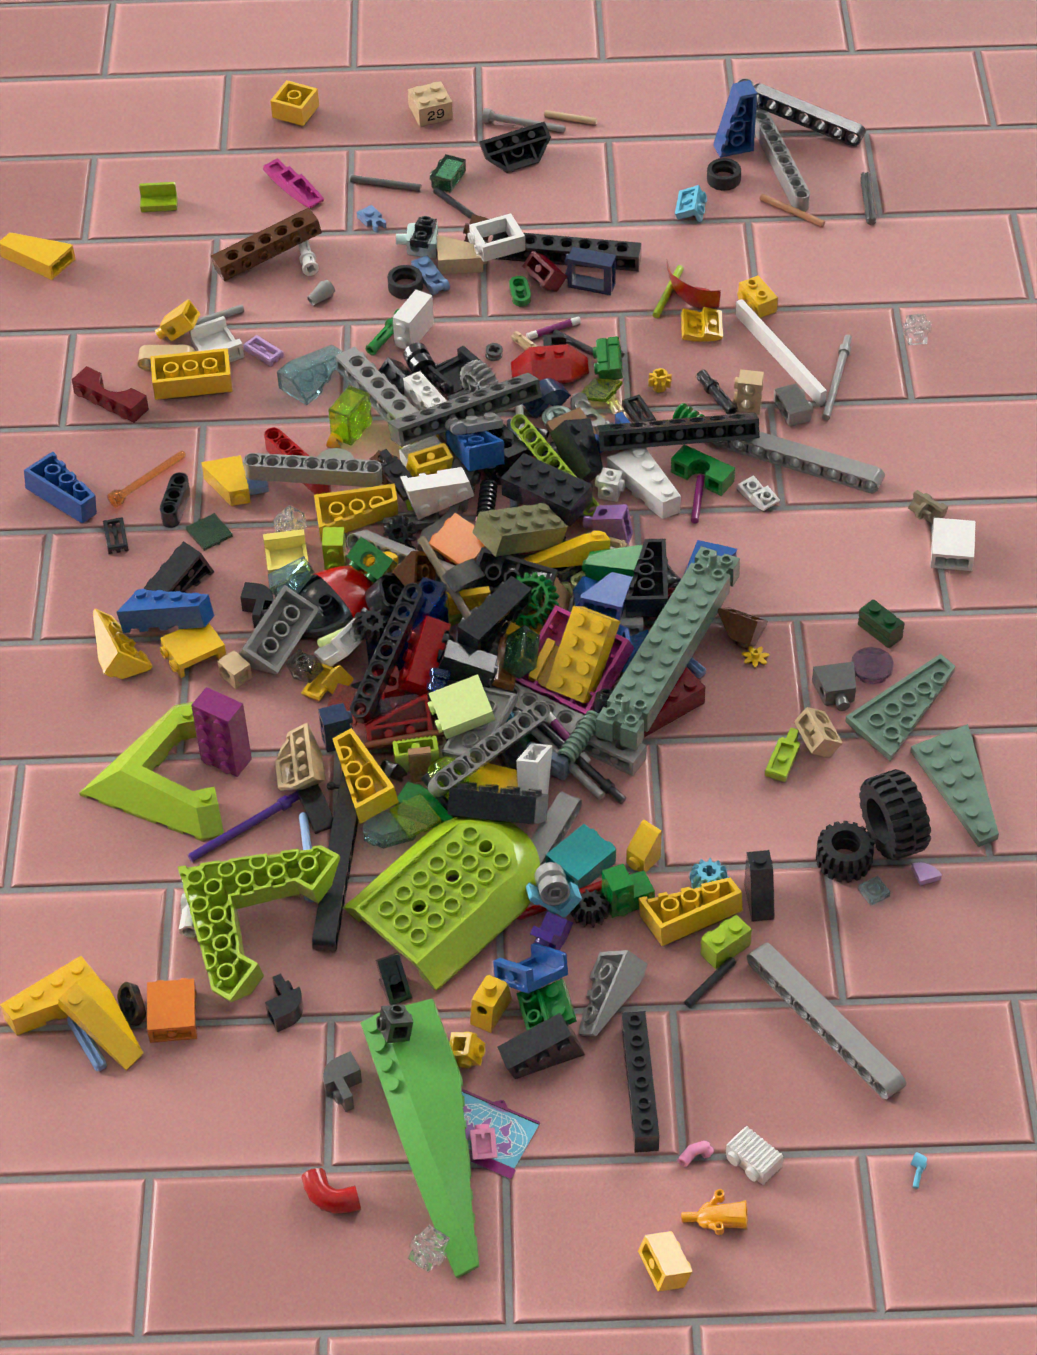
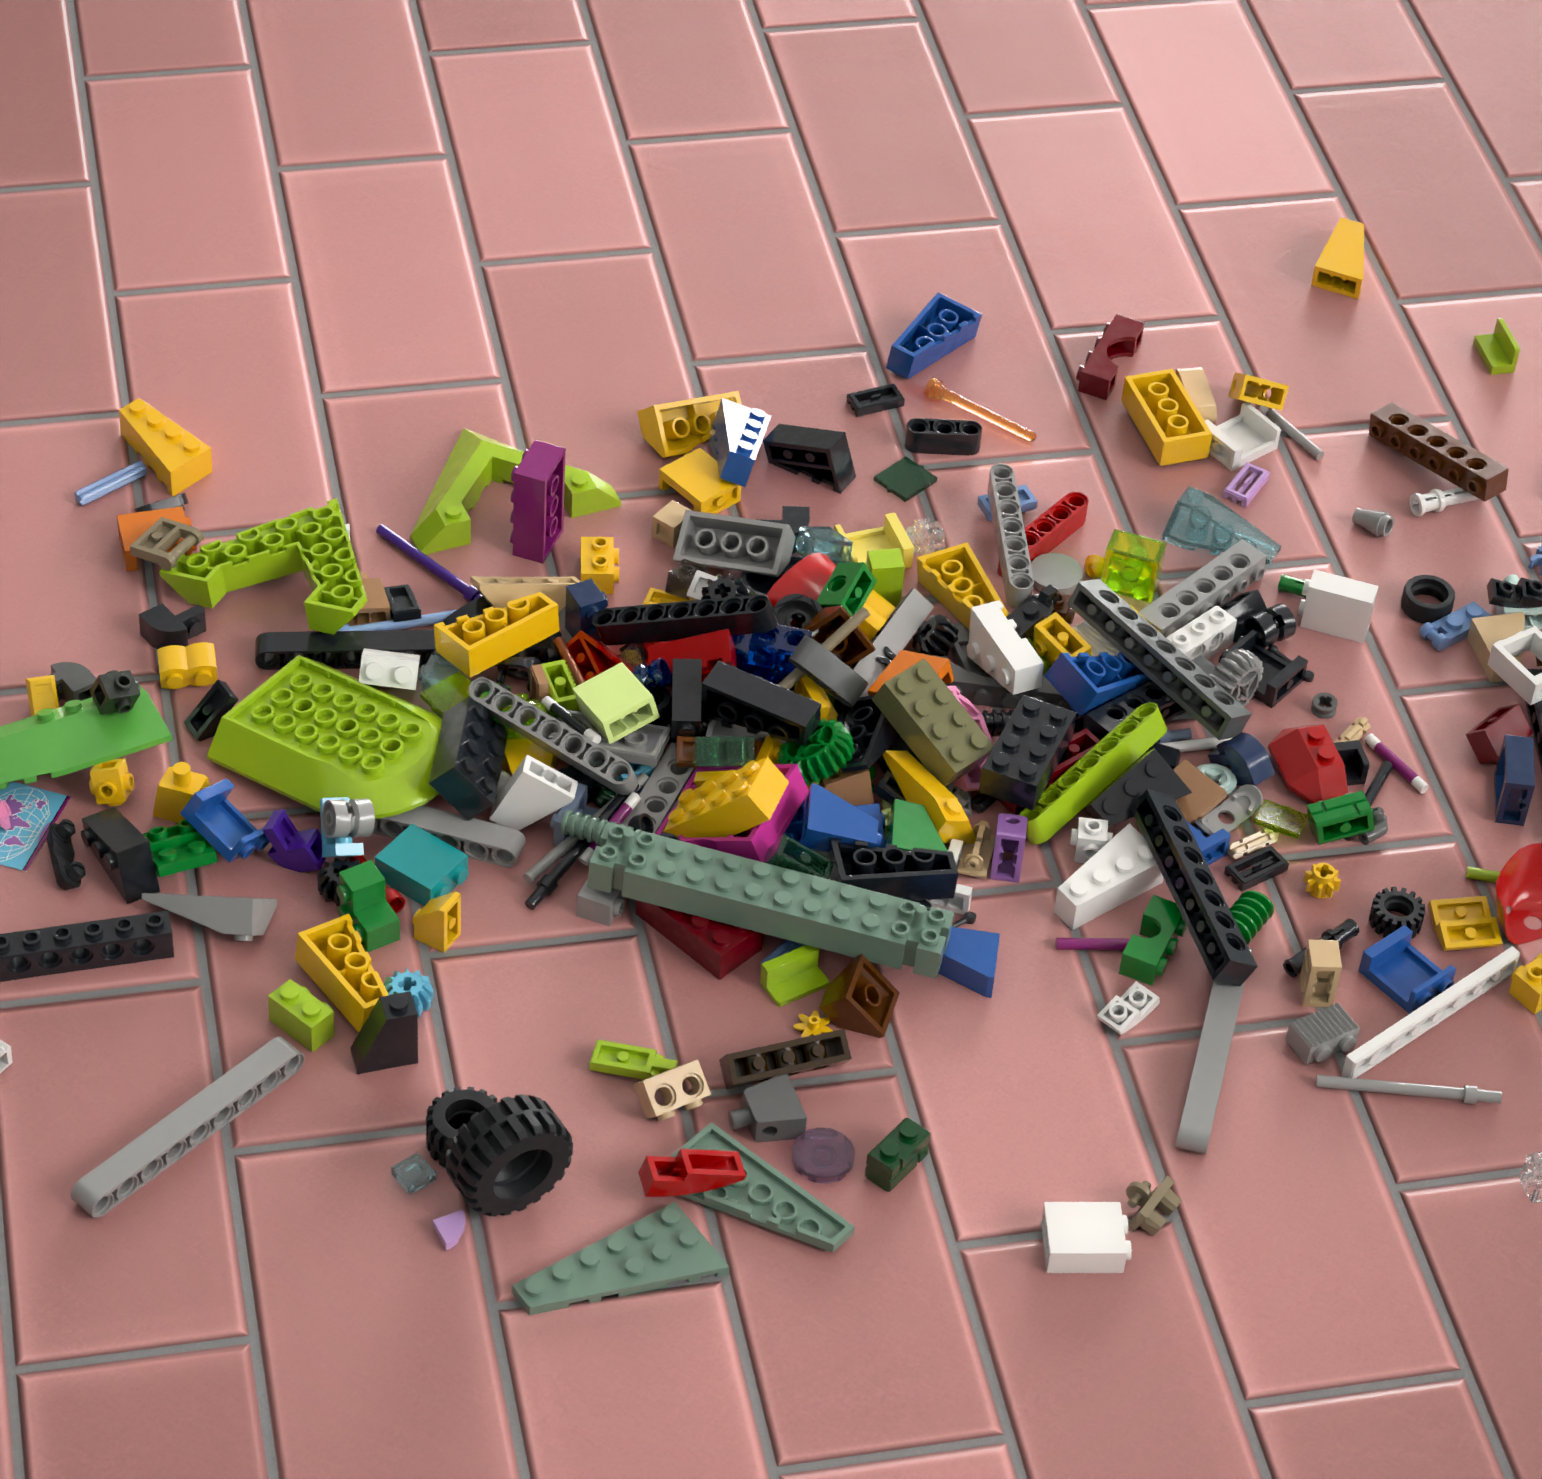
camera: 75 degrees right, 5 degrees down
(99, 1015) = (131, 466): yellow wedge -> none
(197, 995) = (160, 537): none -> dark tan plate
(227, 479) = (975, 479): yellow slope -> none
(271, 719) = (598, 562): none -> yellow brick
(296, 841) = (402, 603): none -> black tile
(333, 995) = (187, 665): none -> yellow brick
(365, 1094) = (41, 693): none -> yellow tile
(378, 852) = (389, 669): none -> white brick
(465, 740) = (570, 719): none -> black bar
(474, 424) = (1131, 669): light grey hinge -> none
(519, 291) = (1455, 717): green plate -> none
(558, 1089) = (66, 870): none -> black piece
(575, 715) = (642, 822): none -> black hinge
(641, 623) = (795, 856): none -> brick
(693, 344) = (1400, 902): none -> black tyre
(710, 982) = (244, 1012): black bar -> none
(713, 660) = (793, 975): none -> lime panel
(746, 355) = (1404, 971): none -> blue panel
(797, 668) = (785, 1058): none -> dark brown brick
(898, 728) = (690, 1172): none -> red slope

